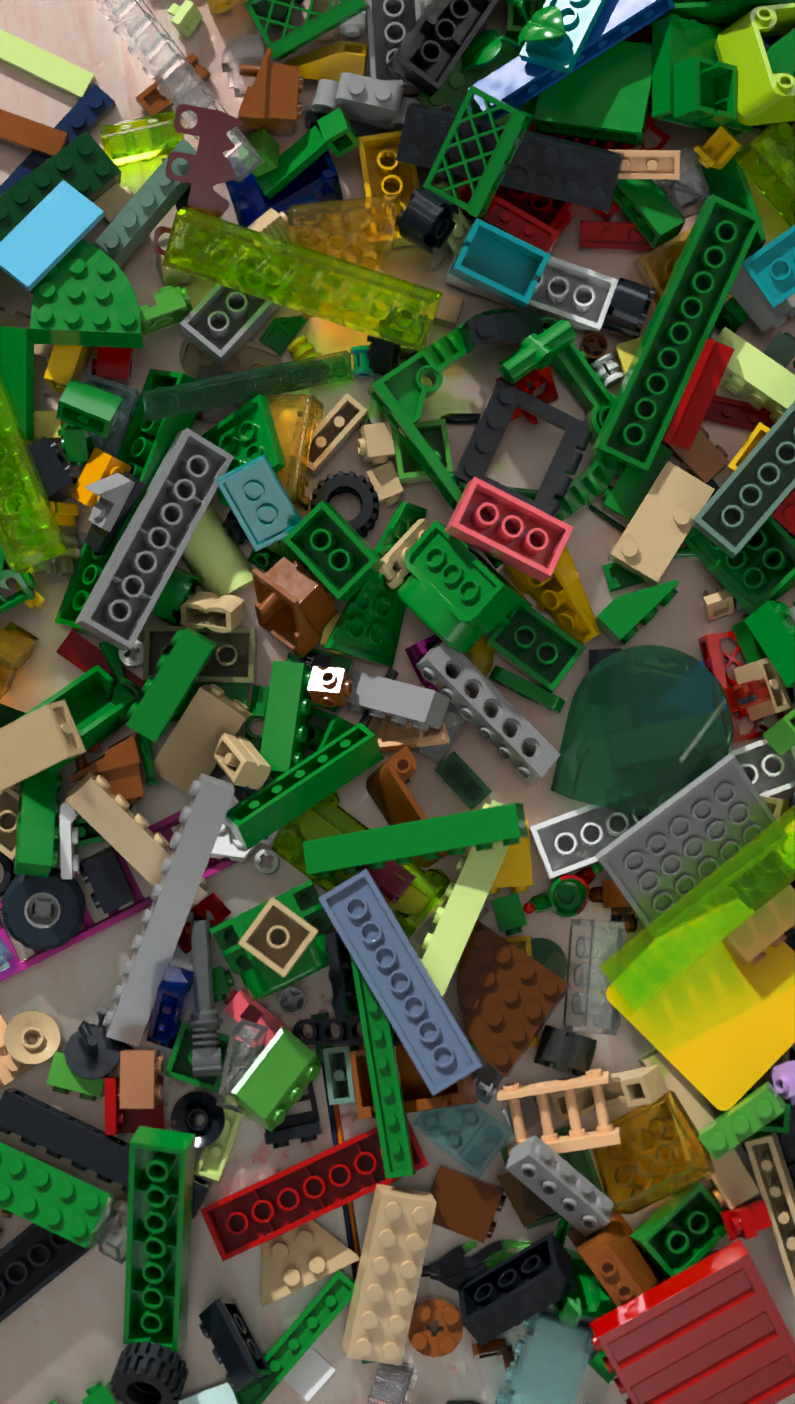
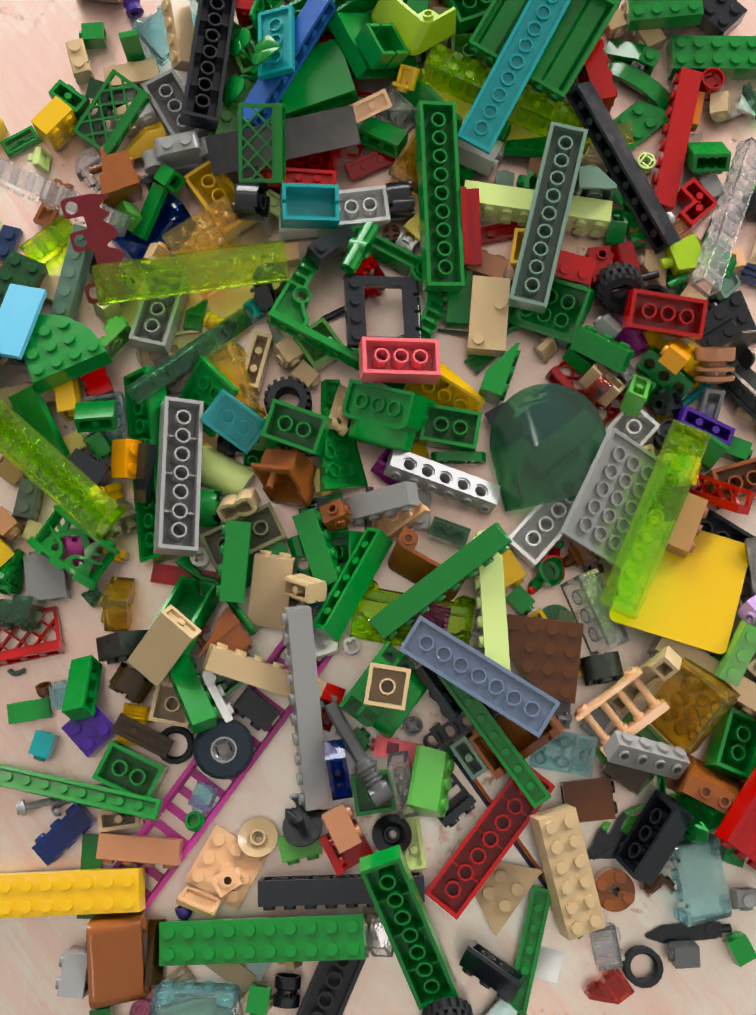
camera: 30 degrees left, 5 degrees down
(113, 495) = (138, 463): light grey slope -> none

